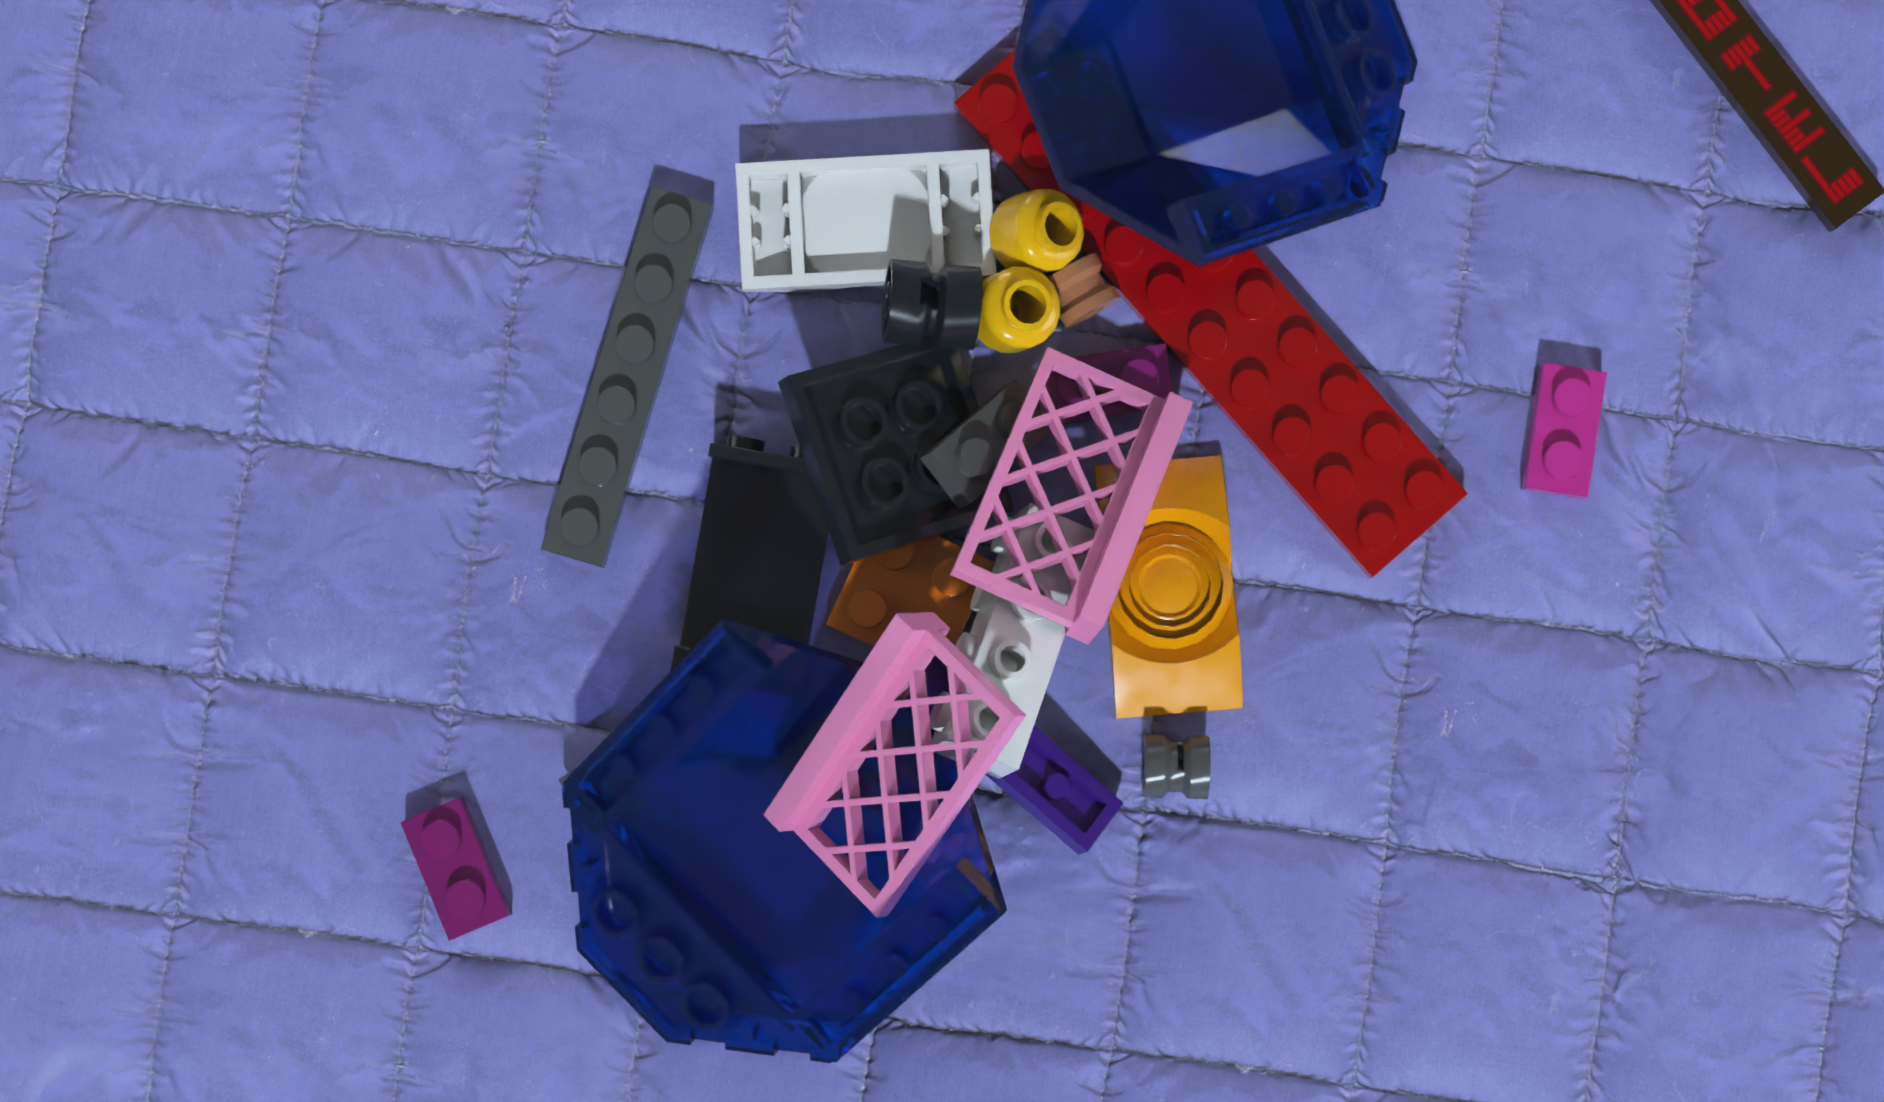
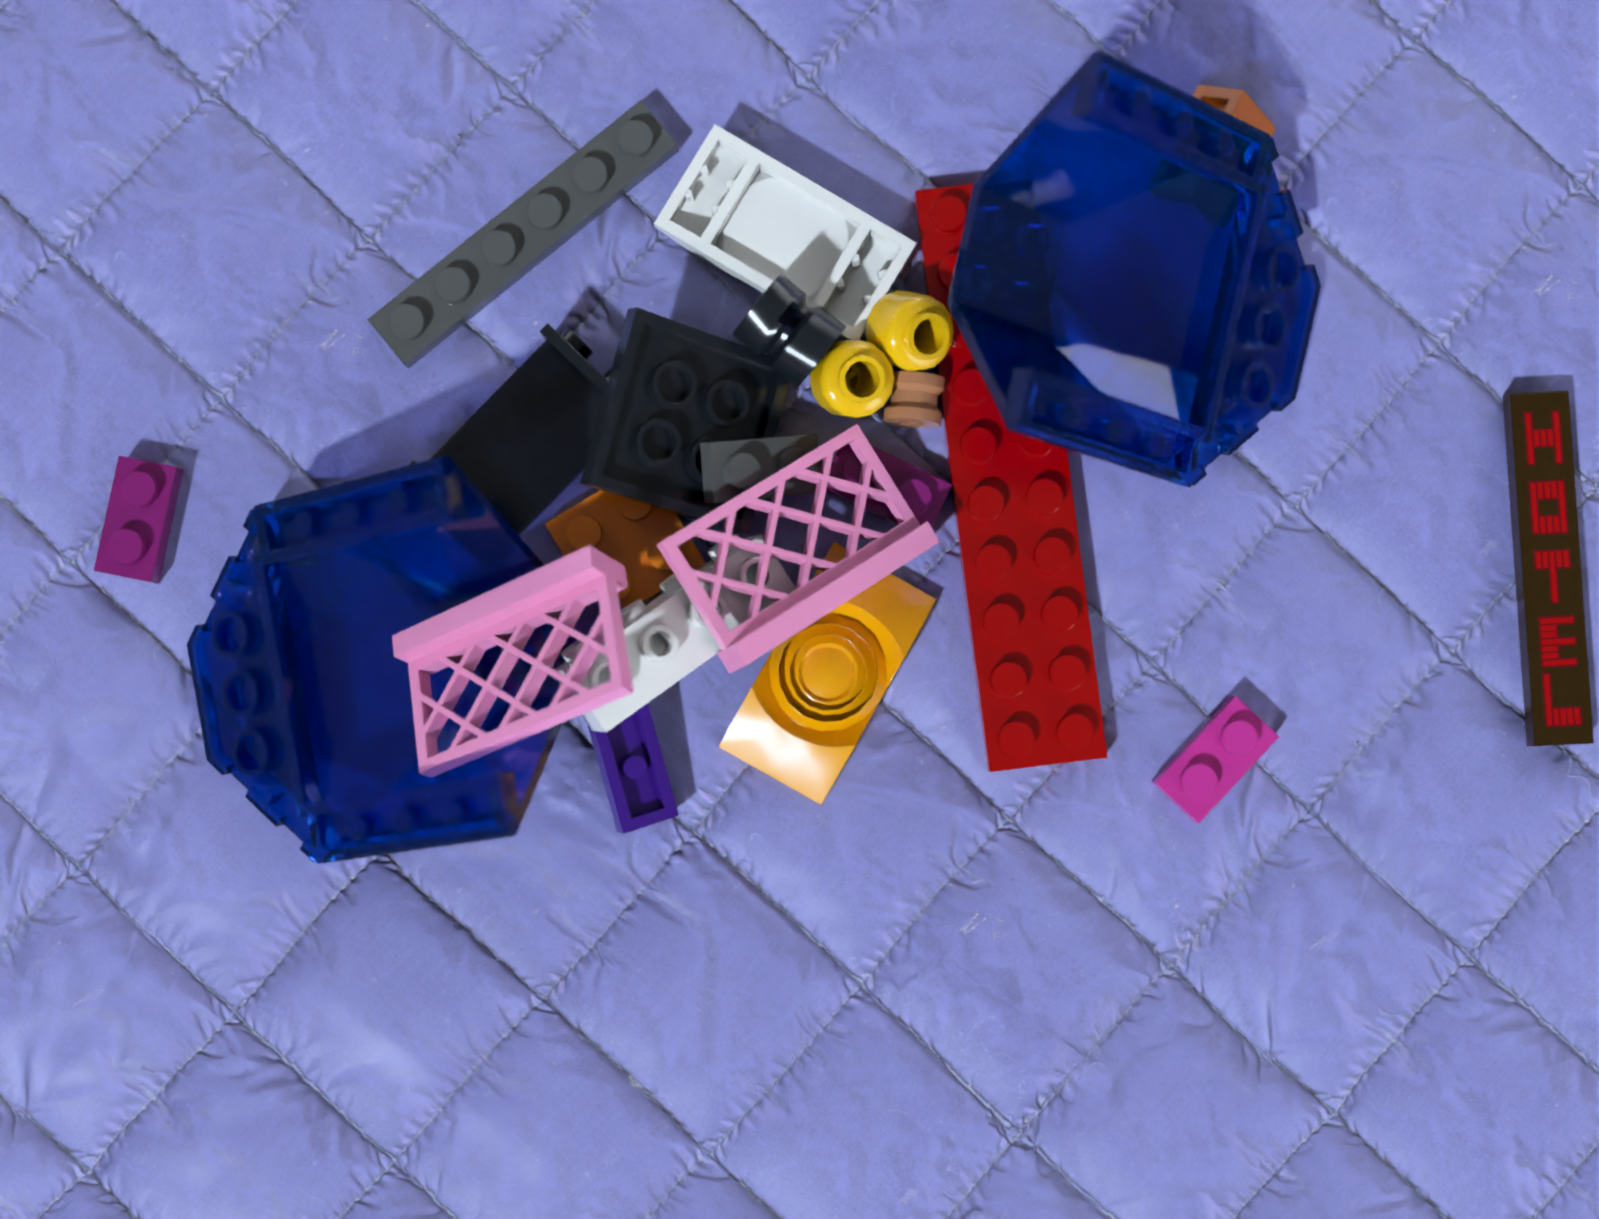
camera: 30 degrees right, 0 degrees up
(1175, 766) = (737, 814): dark grey wheel -> none

